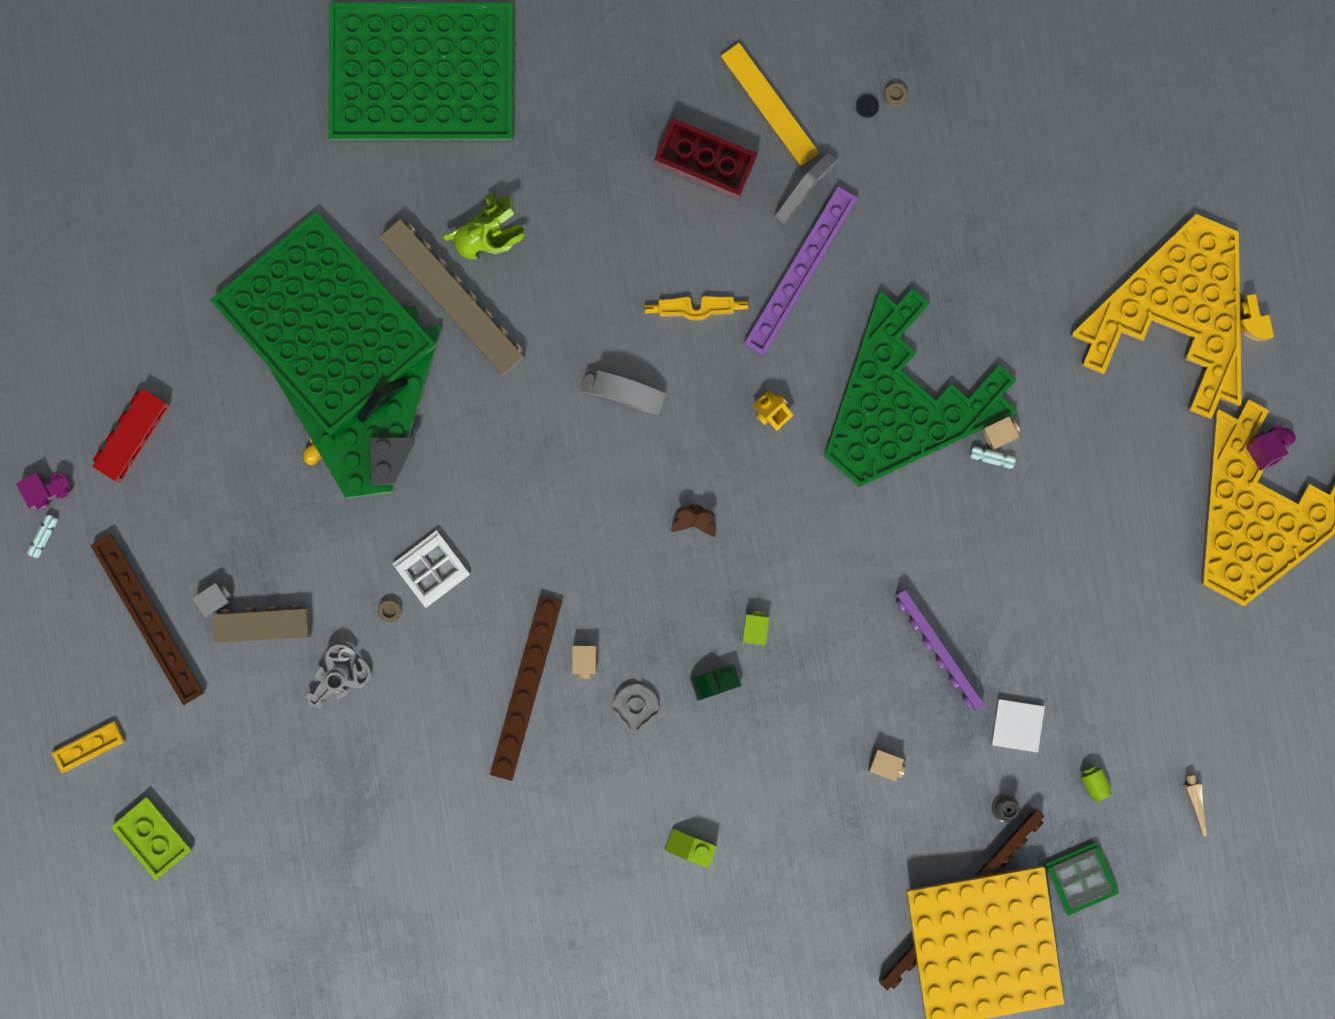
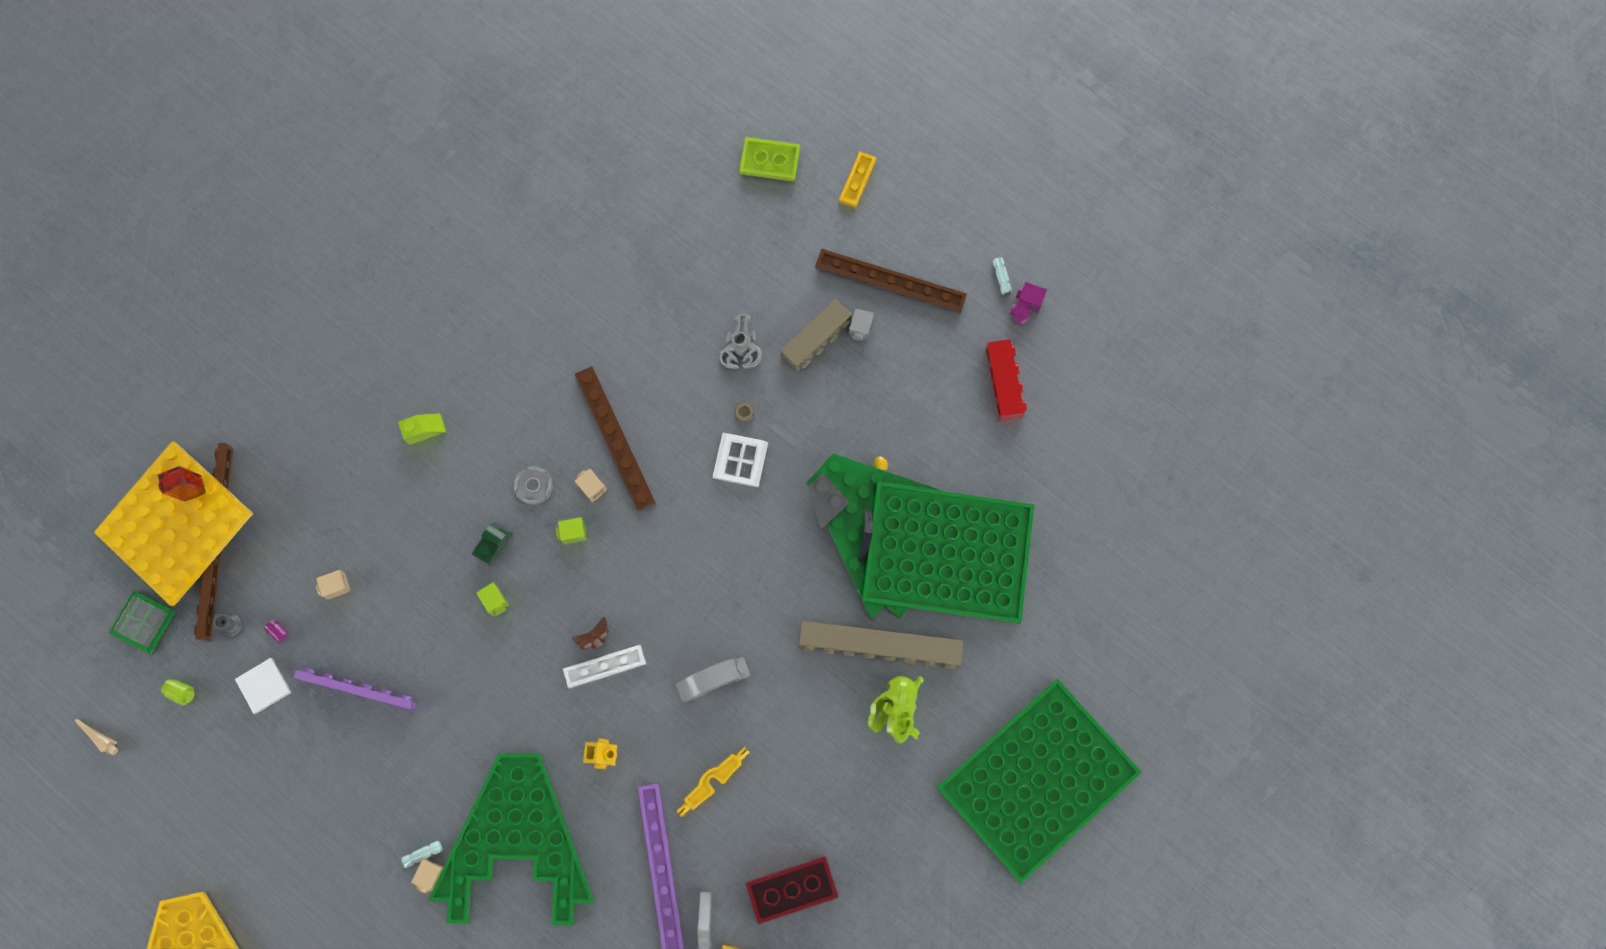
camera: 140 degrees right, 10 degrees down
(636, 632) = (571, 530): none -> lime brick
(706, 486) = (604, 666): none -> white tile
(948, 966) = (181, 484): none -> clear red brick
(969, 766) = (276, 631): none -> magenta piece

